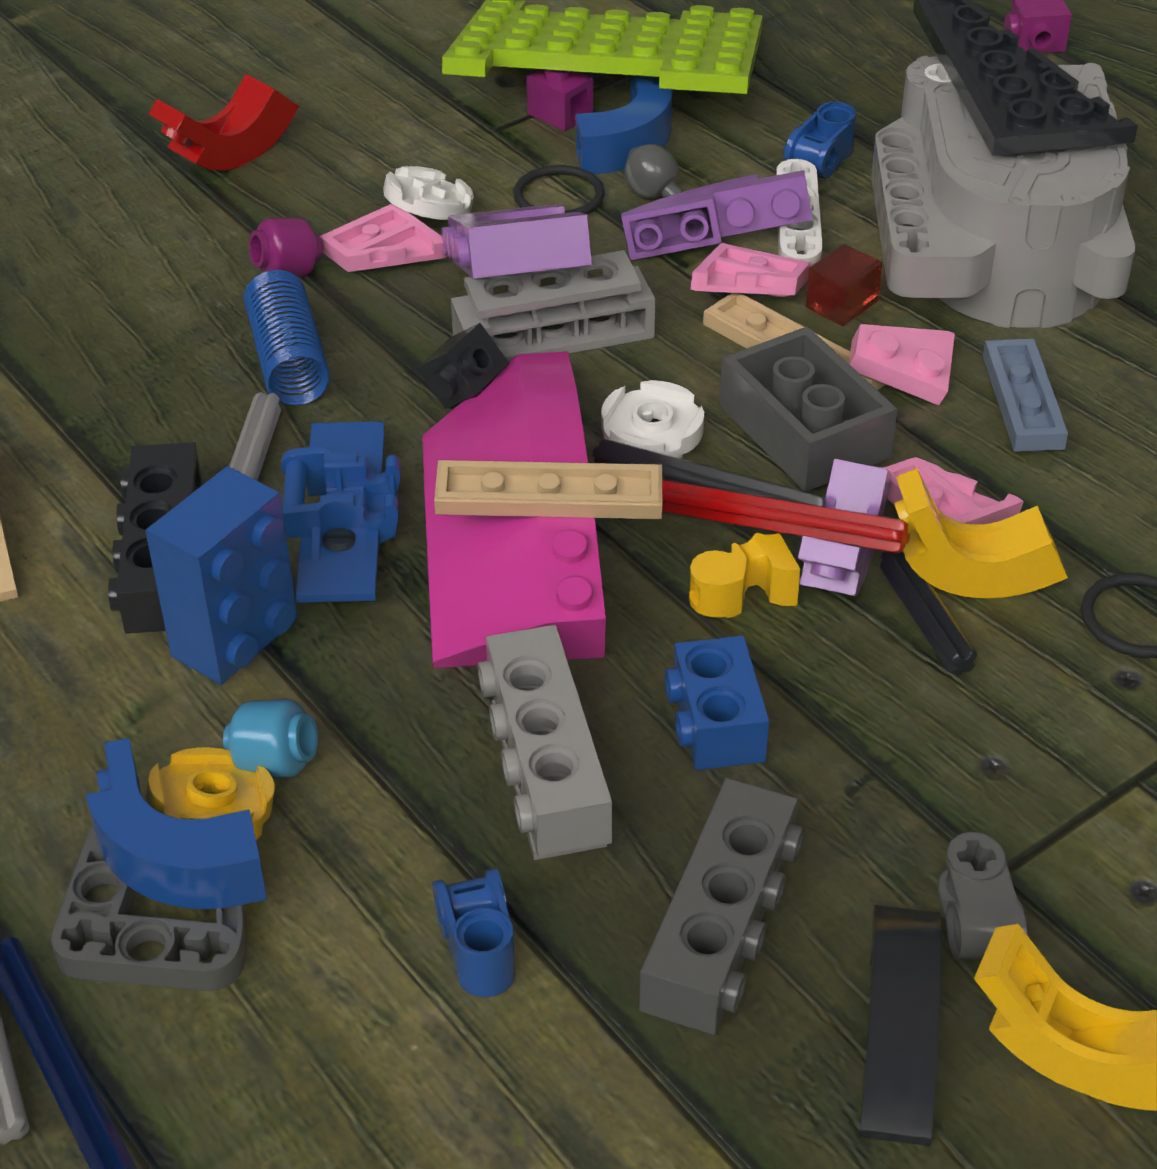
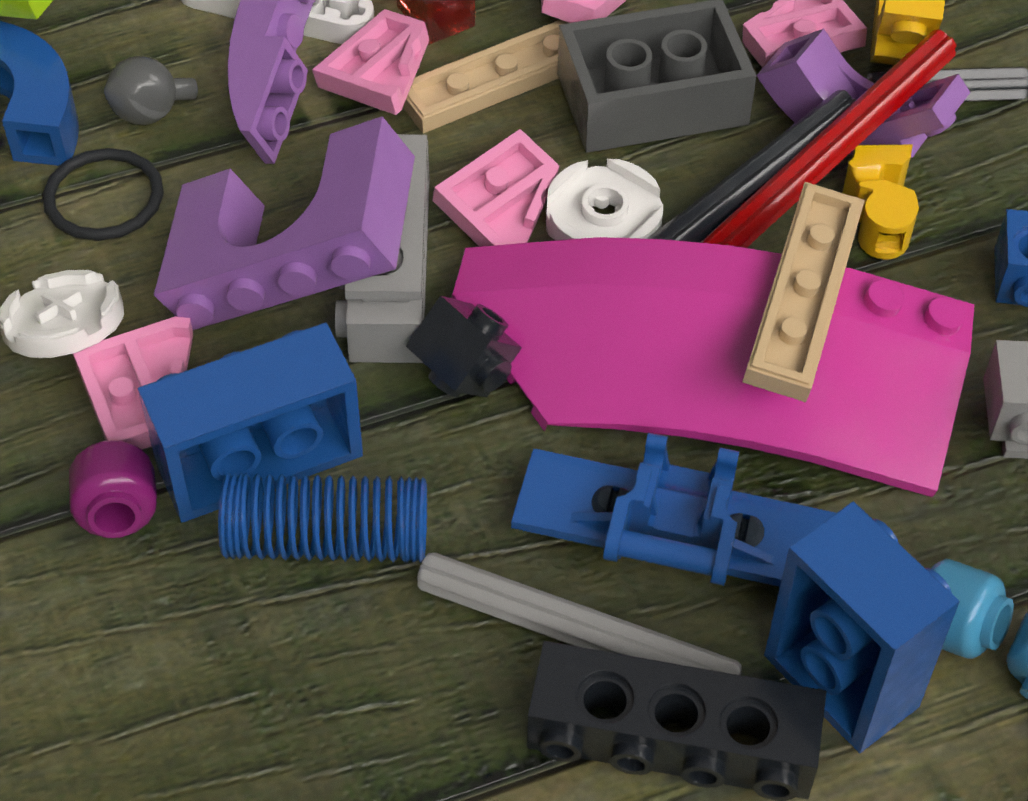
camera: 75 degrees left, 10 degrees up
(301, 669) = (982, 612): none -> dark azure head
(350, 277) = (253, 412): none -> blue brick
(635, 356) = (499, 192): none -> bright pink wing

